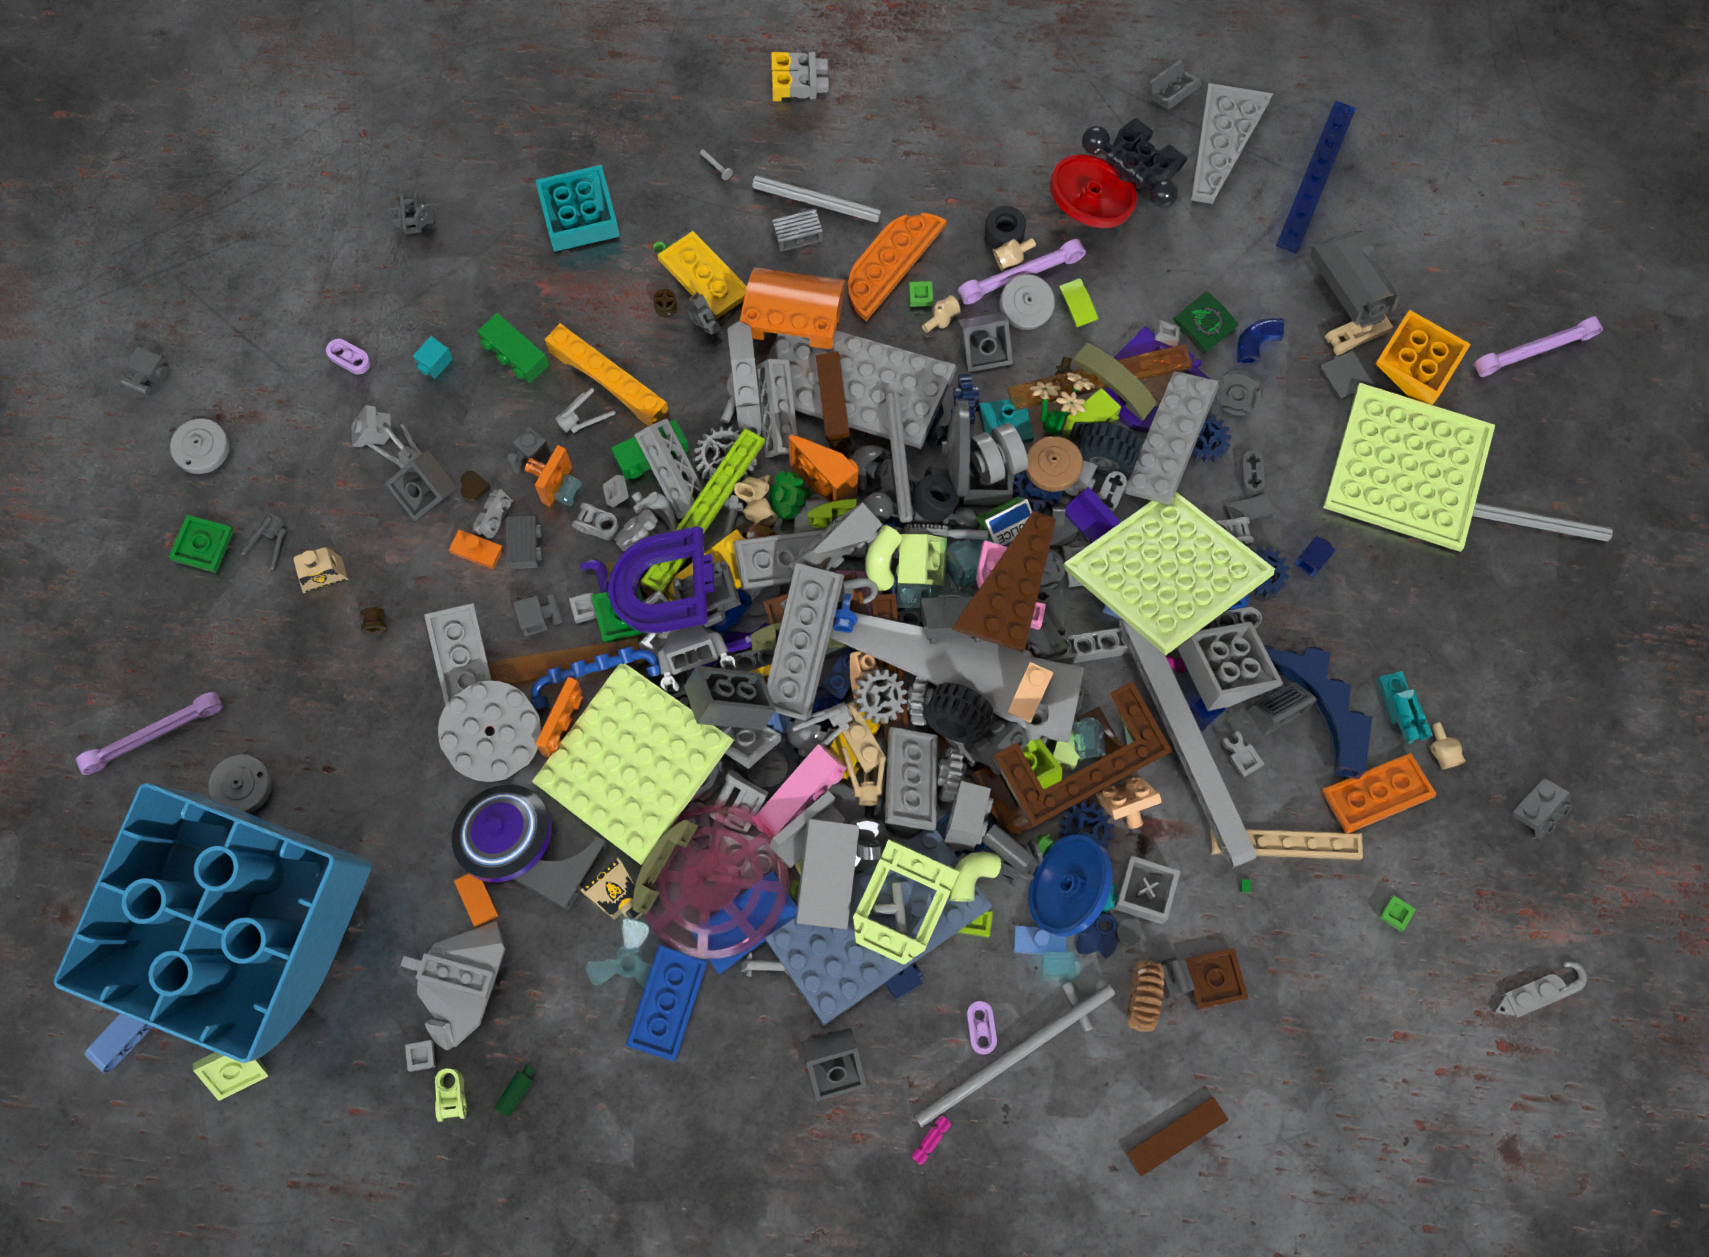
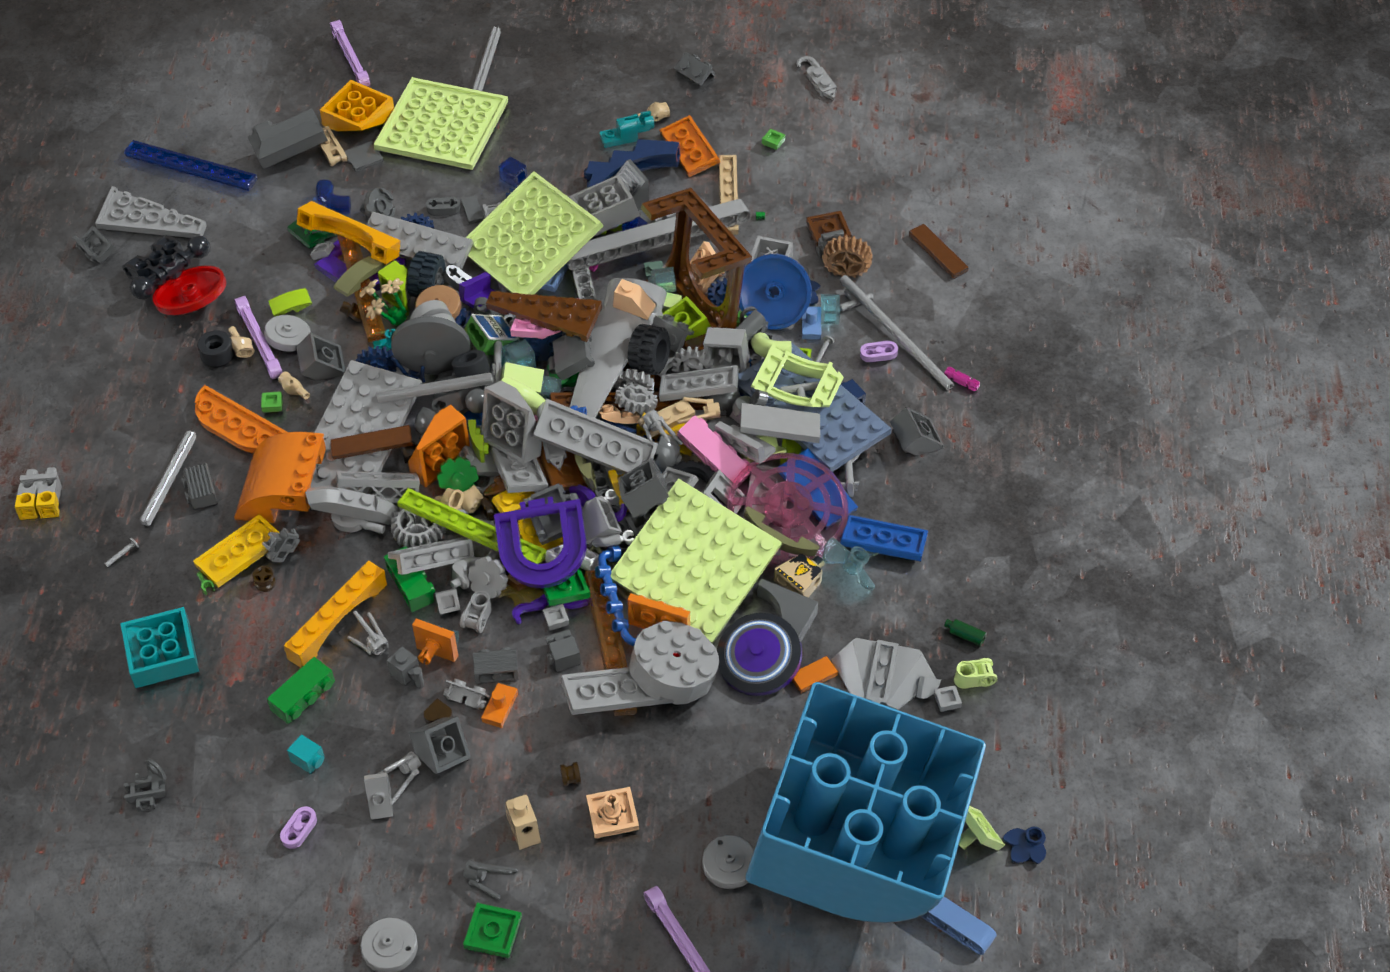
camera: 90 degrees left, 20 degrees down
(213, 1122) = (1024, 847): none -> dark blue plate
(310, 654) = (611, 804): none -> light nougat plate
(1002, 958) = (827, 340): none -> light grey pin
(1201, 313) = (380, 245): none -> light orange arch

